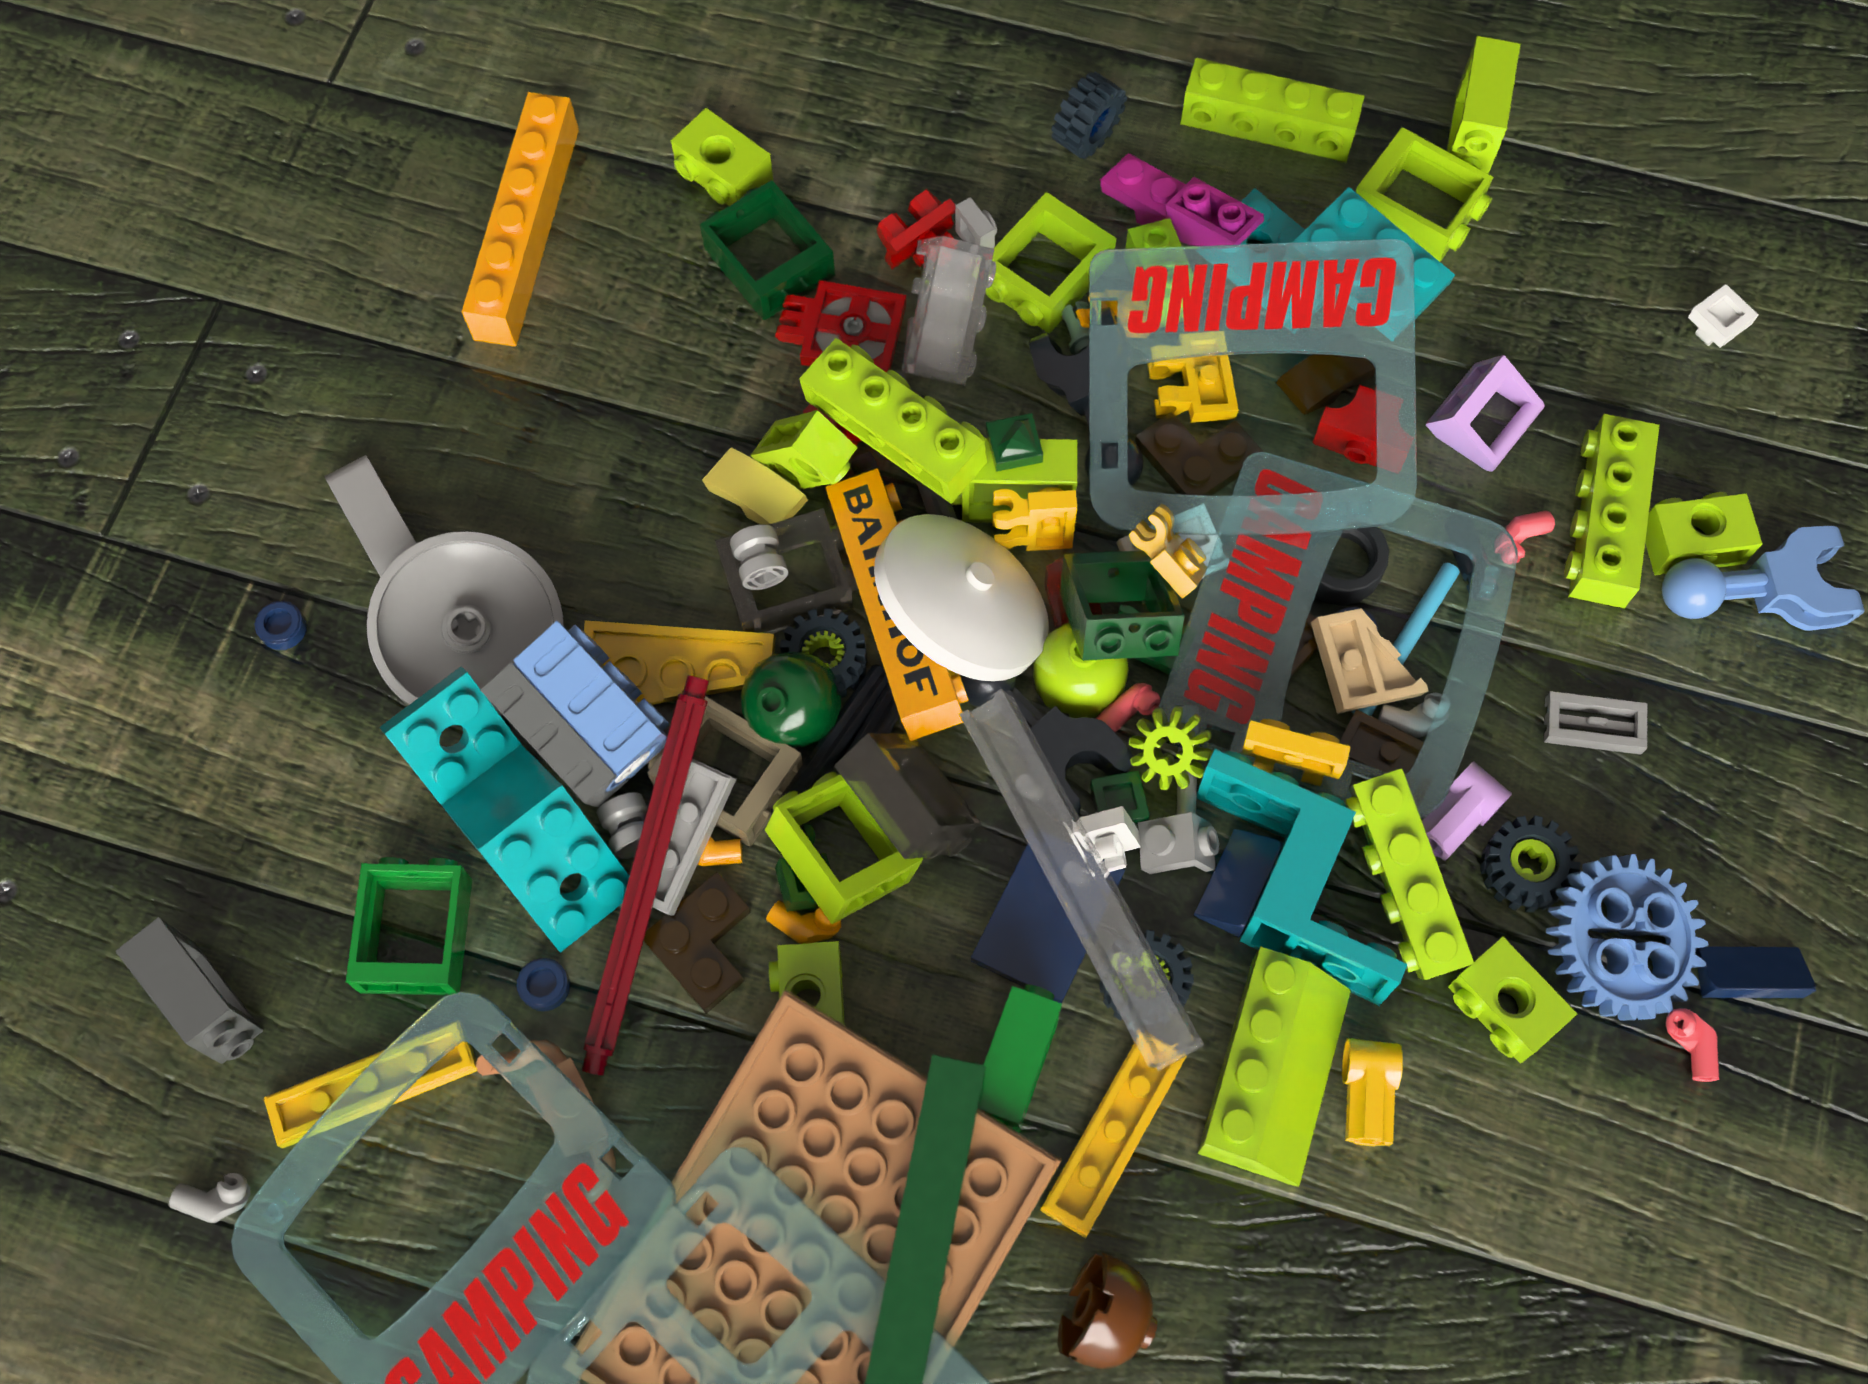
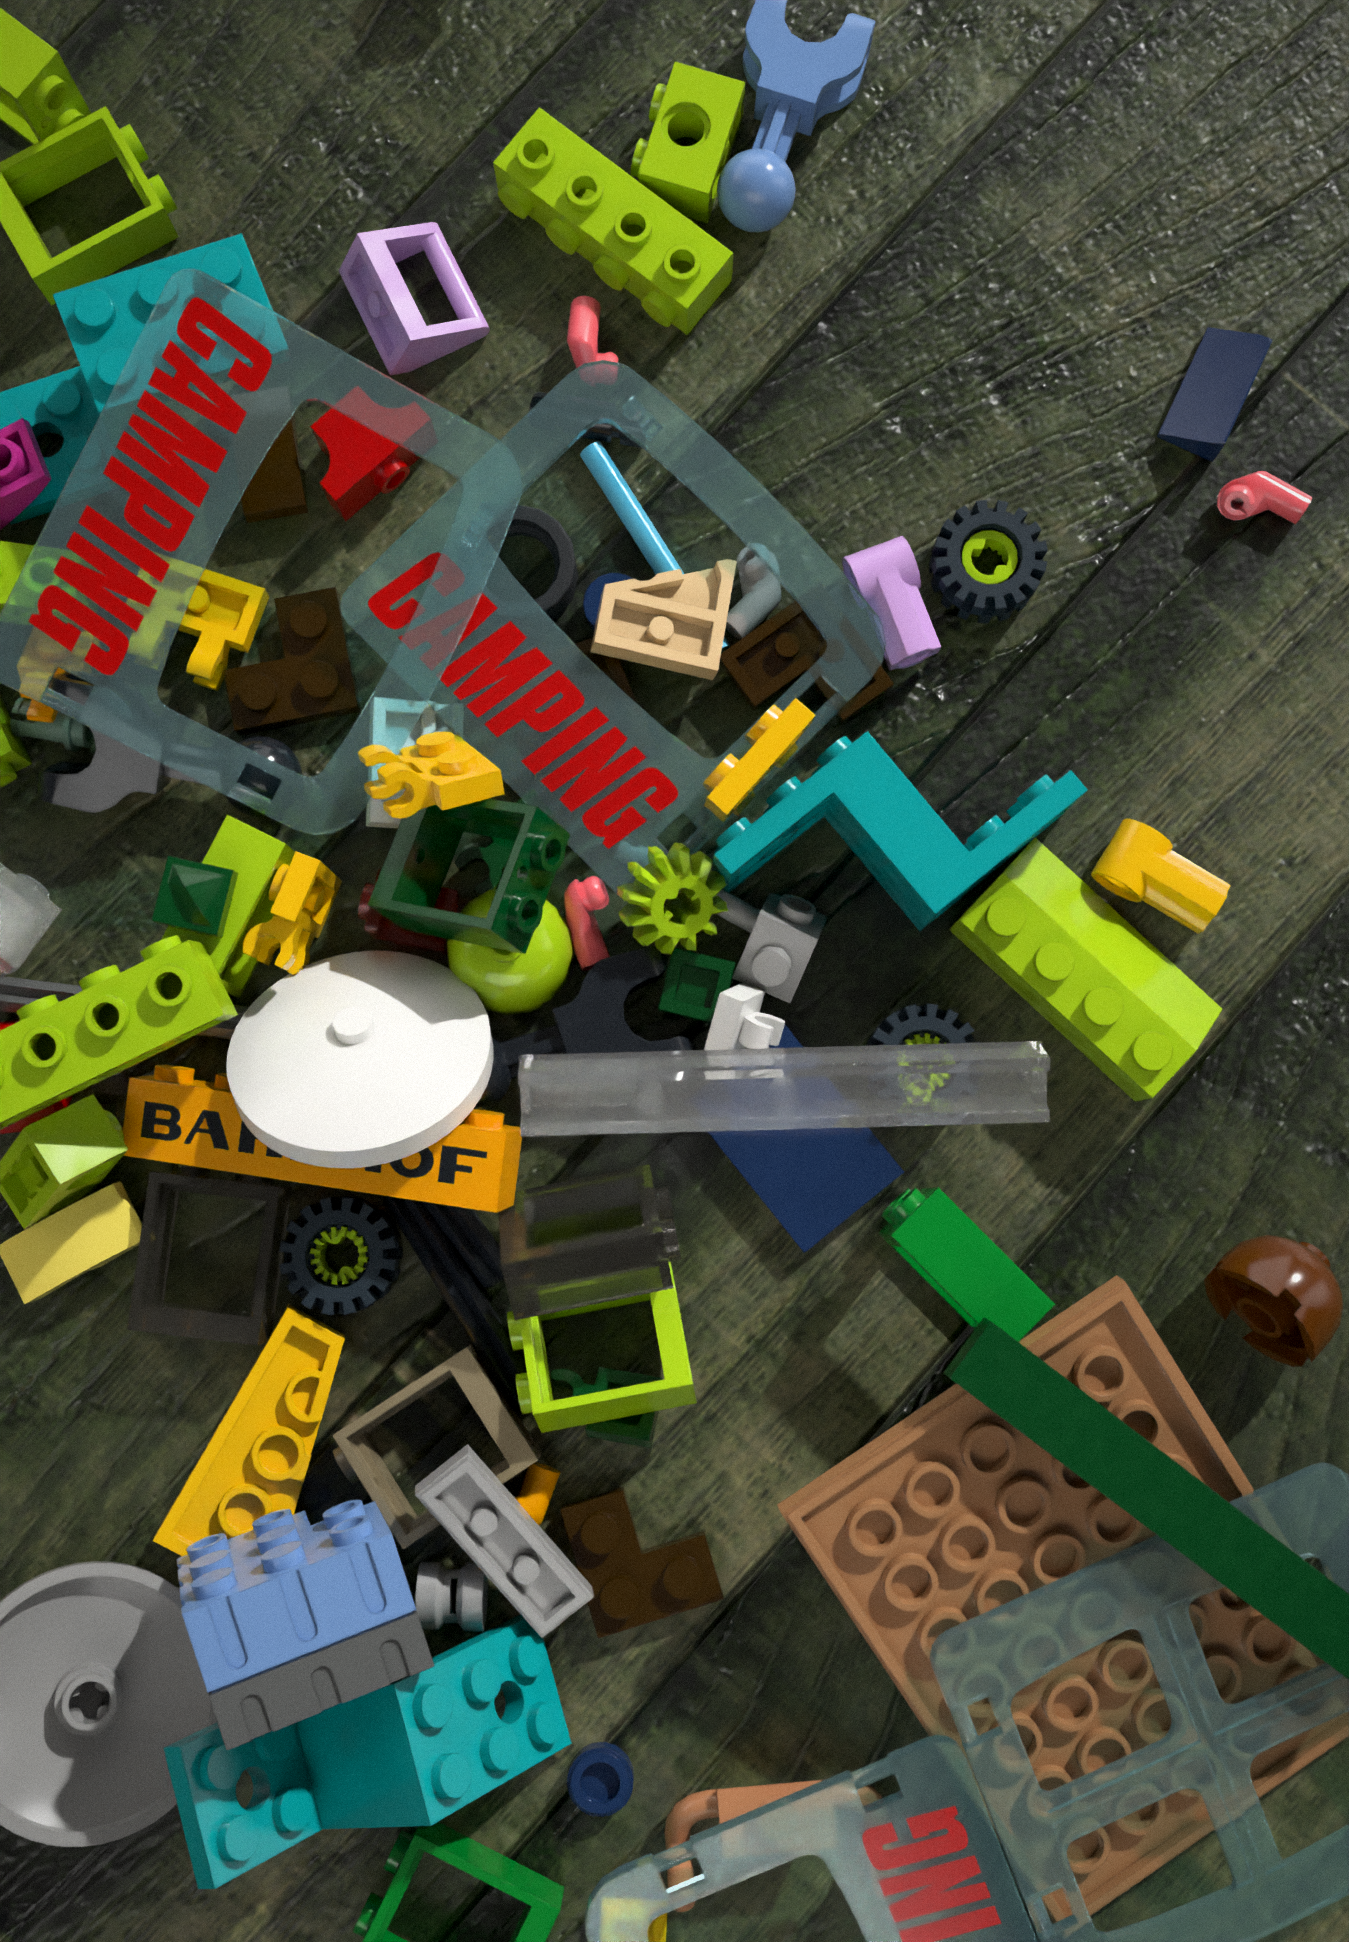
camera: 65 degrees left, 15 degrees up
(645, 876) = (531, 1604): dark red piece -> none
(759, 560) = (183, 1287): light grey wheel -> none
(791, 699) = (389, 1328): dark green cylinder -> none
(802, 928) = (676, 1435): light orange arm -> none
(811, 967) = (745, 1436): lime brick -> none
(1108, 1142) = (1087, 1201): yellow tile -> none
(1238, 881) = (854, 897): dark blue slope -> none
(1410, 875) = (951, 704): lime brick -> none
(1540, 1007) = (1160, 646): lime brick -> none
(1556, 700) = (829, 436): light grey tile -> none
(1627, 891) = (1167, 514): medium blue gear -> none

